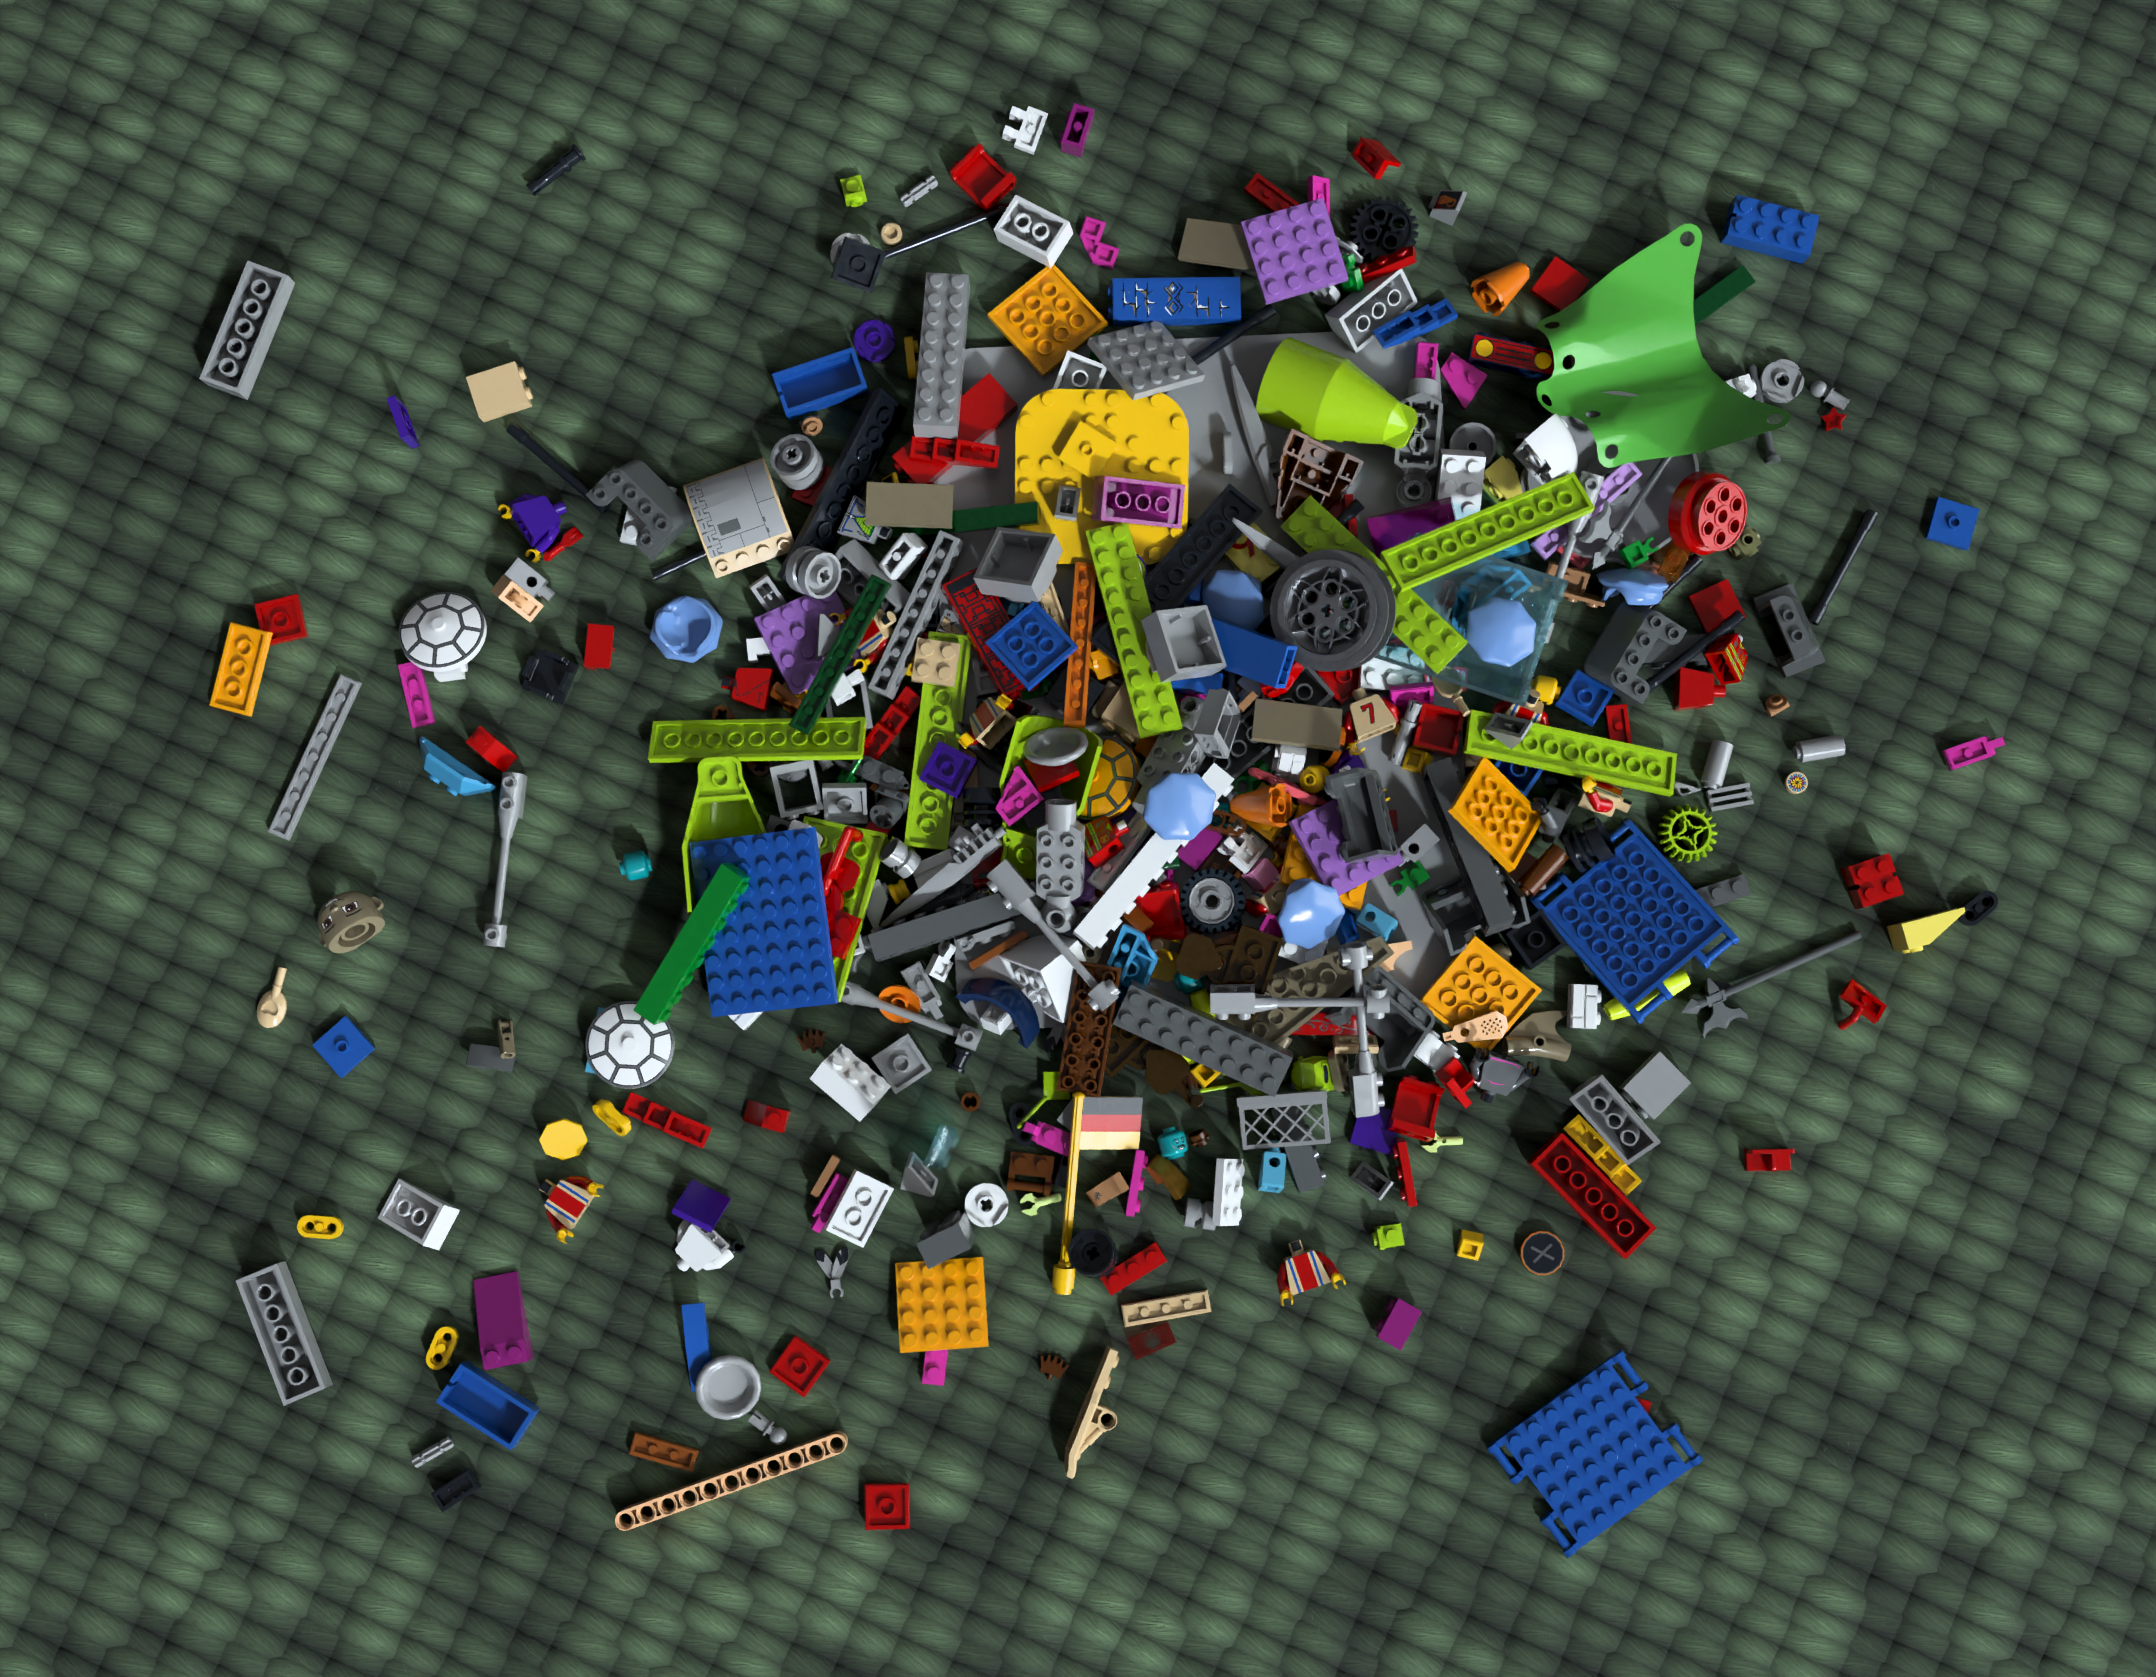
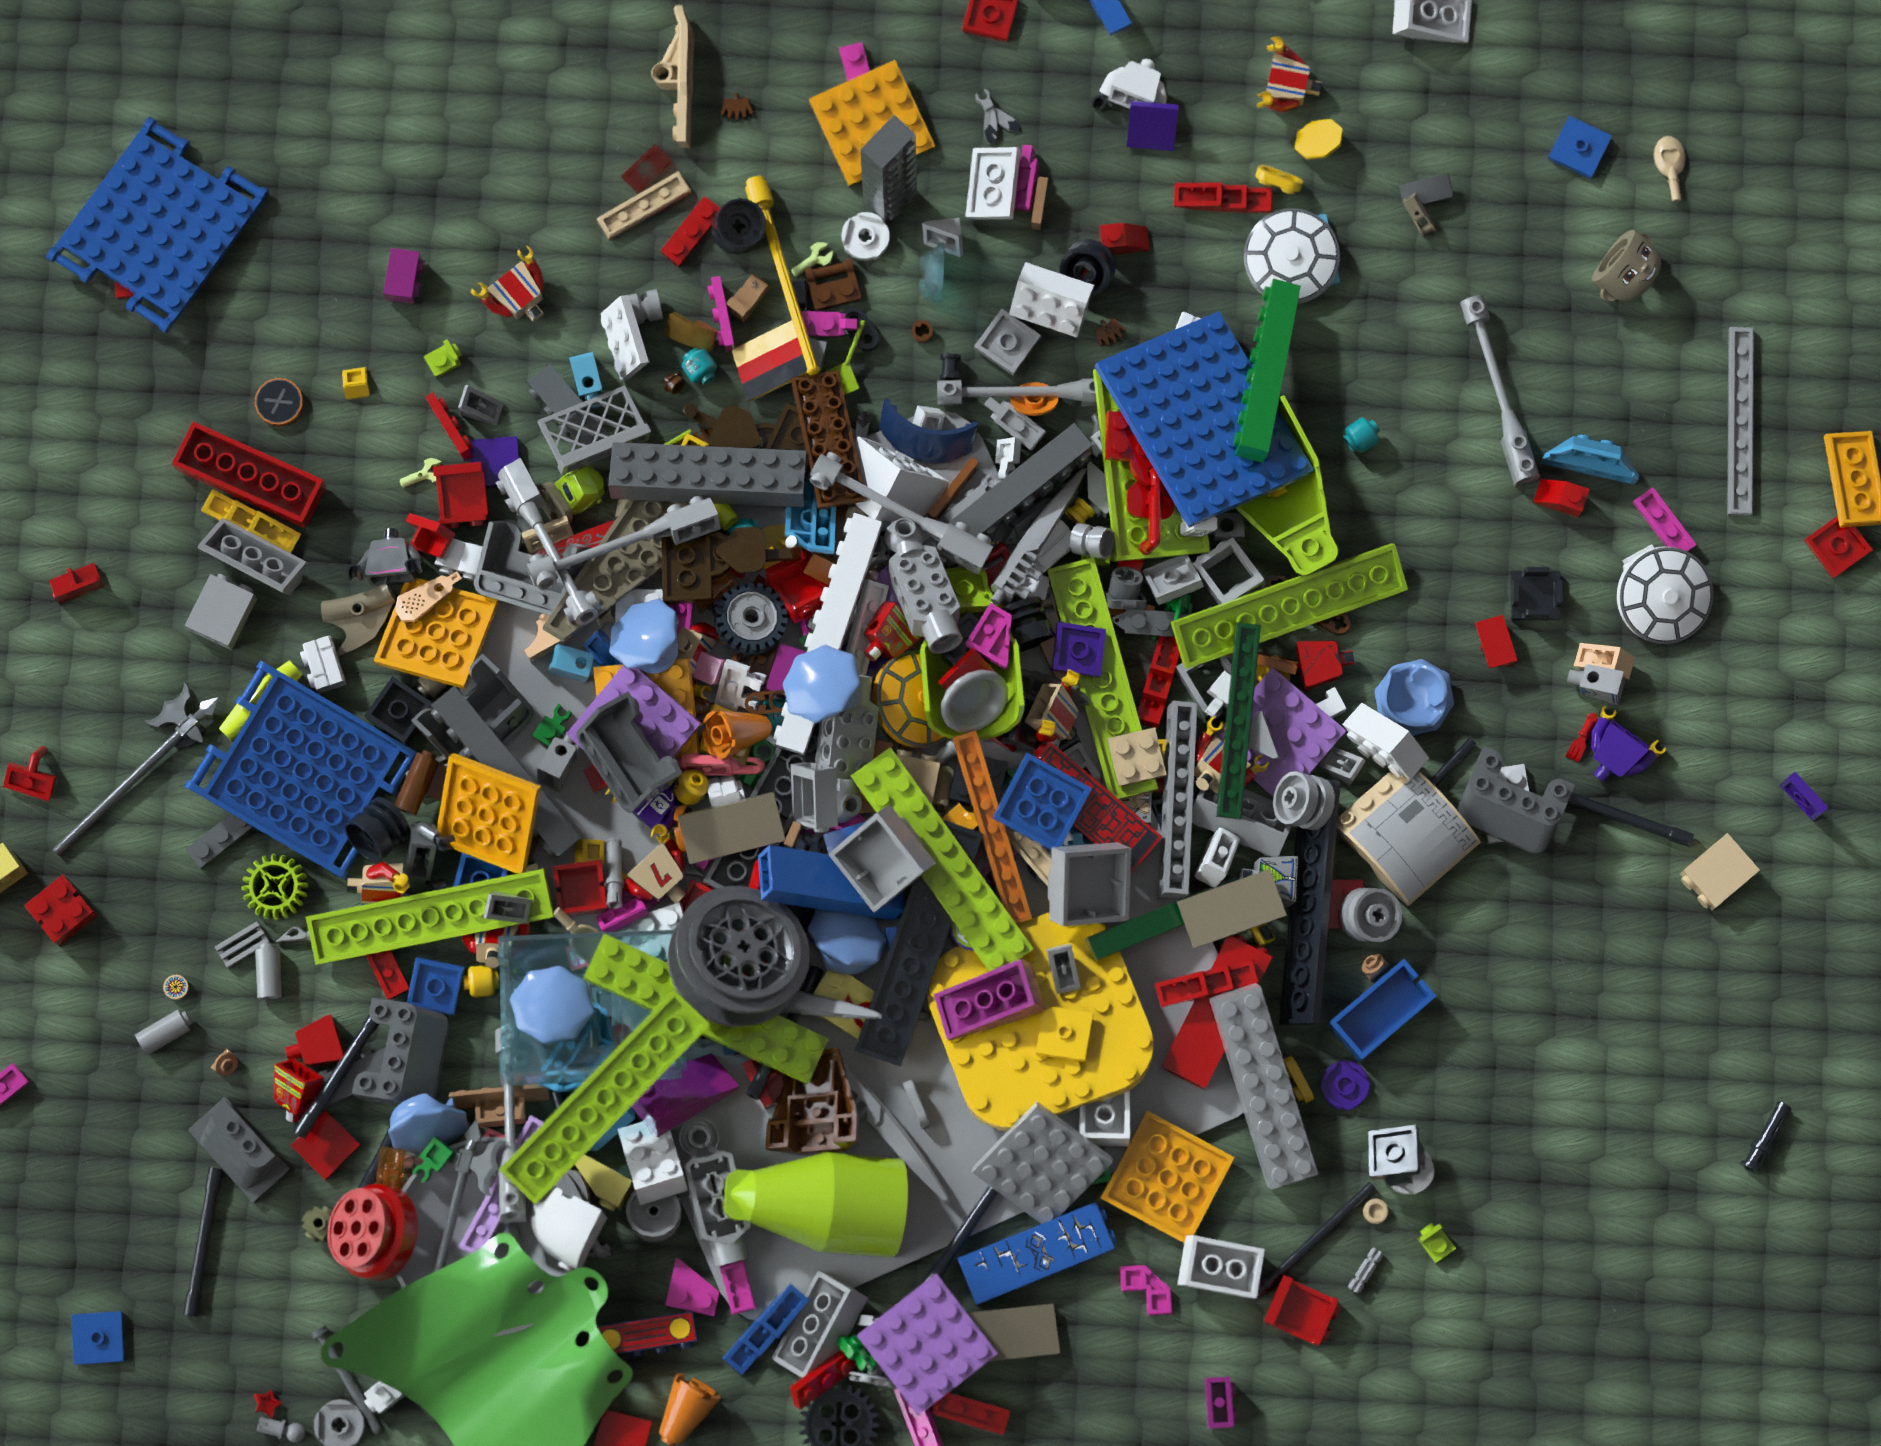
camera: 165 degrees right, 5 degrees down
(726, 592) = (1385, 742): none -> white brick
(806, 1101) = (1094, 255): none -> black wheel
(1030, 131) = (1270, 1386): white plate -> none

